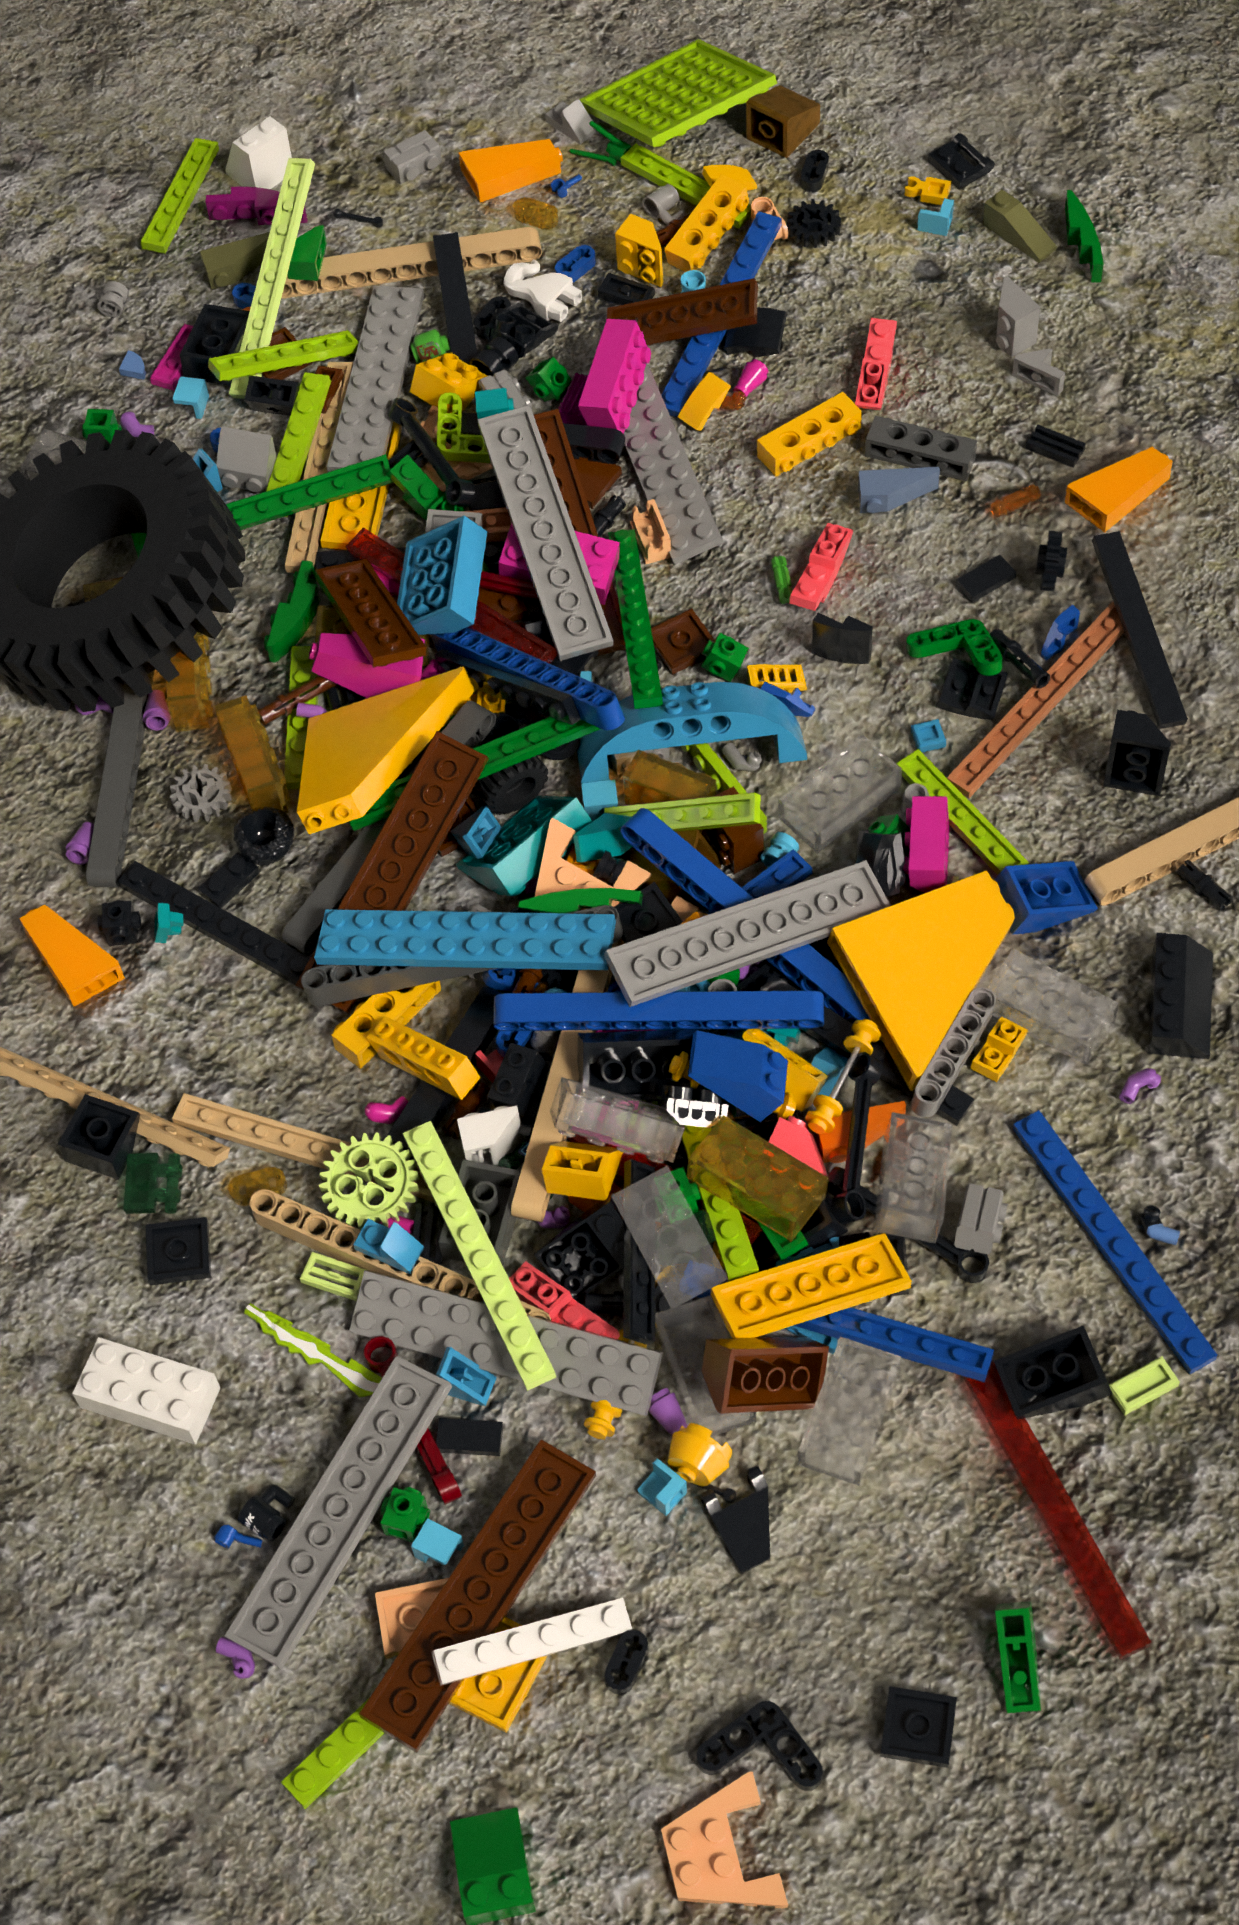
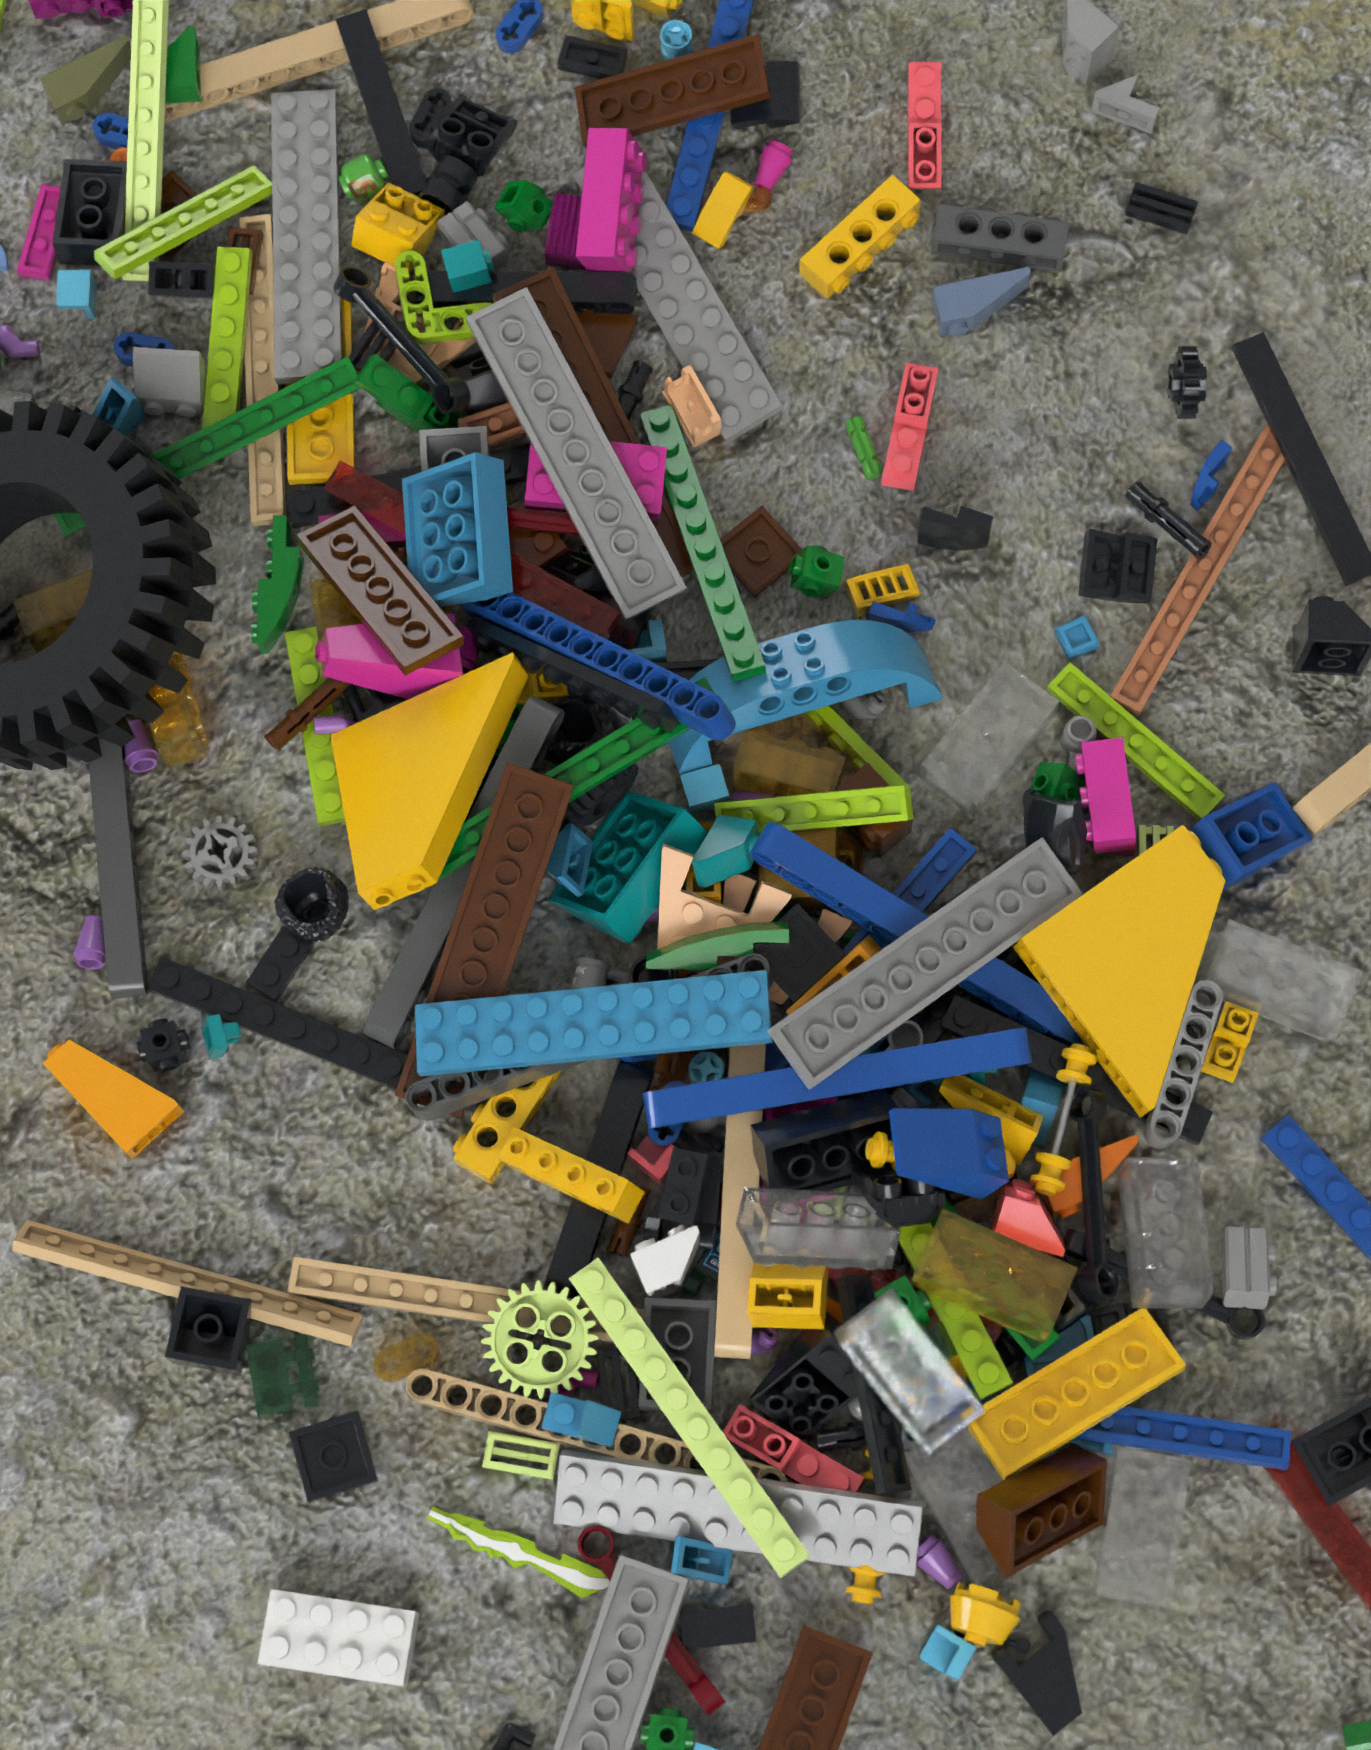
camera: 10 degrees left, 15 degrees up
(252, 754) = (272, 798): clear yellow brick -> none
(385, 1113) = (536, 1240): dark pink arm -> none
(545, 292) = (489, 74): white hips -> none
(609, 868) = (740, 892): black wheel -> none
(780, 846) = (931, 824): medium azure wheel -> none
(965, 634) = (1103, 501): green beam -> none
(986, 578) = (1108, 409): black tile -> none
(1015, 500) = (1126, 294): clear orange axle -> none
(1118, 488) = (1246, 262): light orange slope -> none

